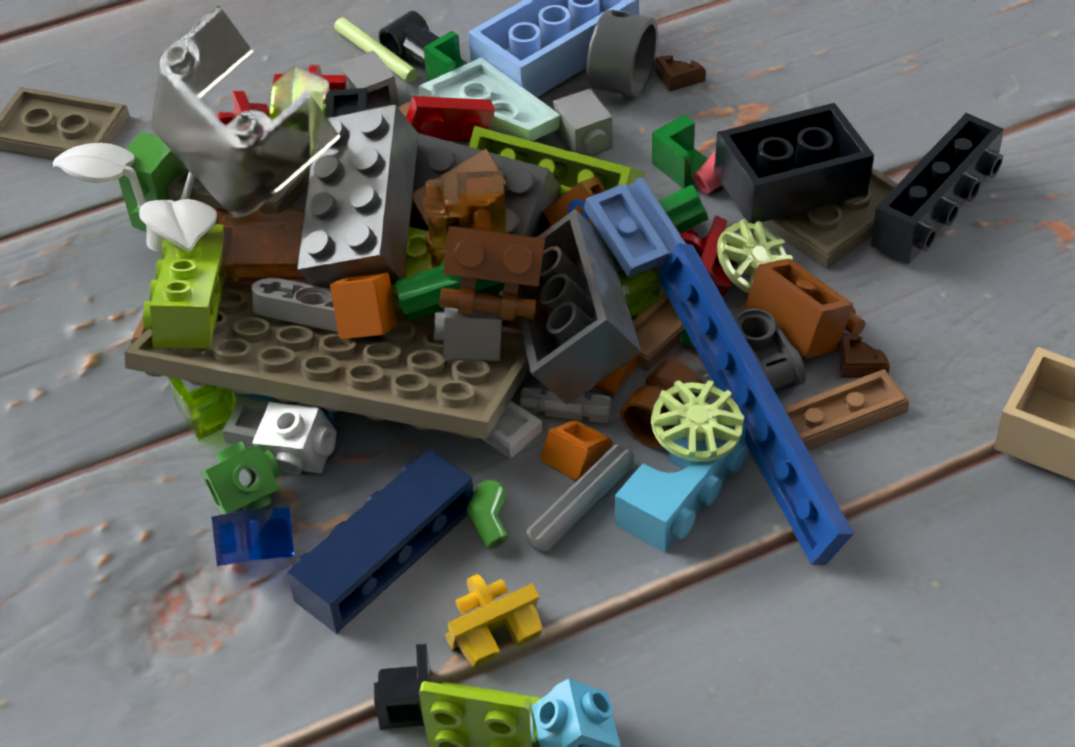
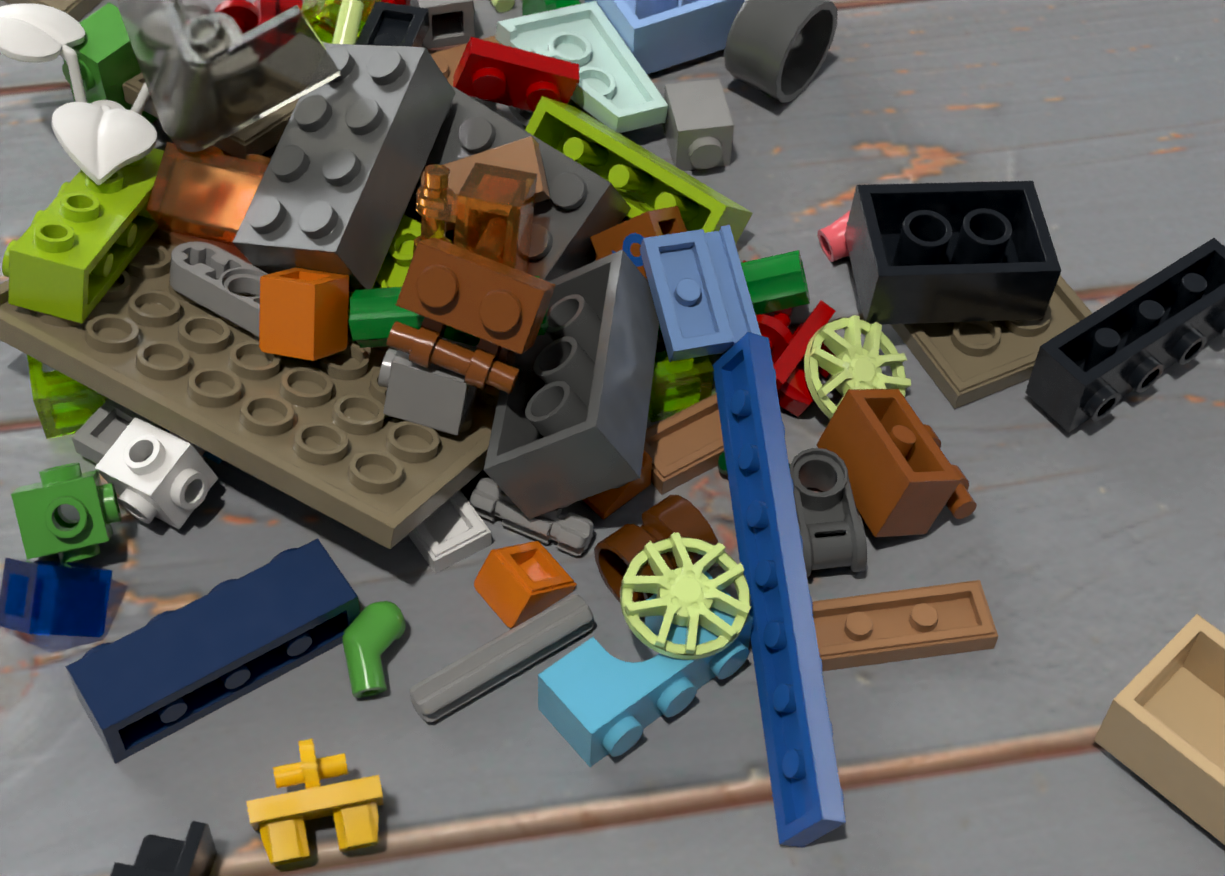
camera: 10 degrees right, 5 degrees up
(675, 151) = (808, 192): green panel -> none
(678, 73) = (851, 82): reddish brown tile -> none
(859, 358) = (954, 553): reddish brown tile -> none

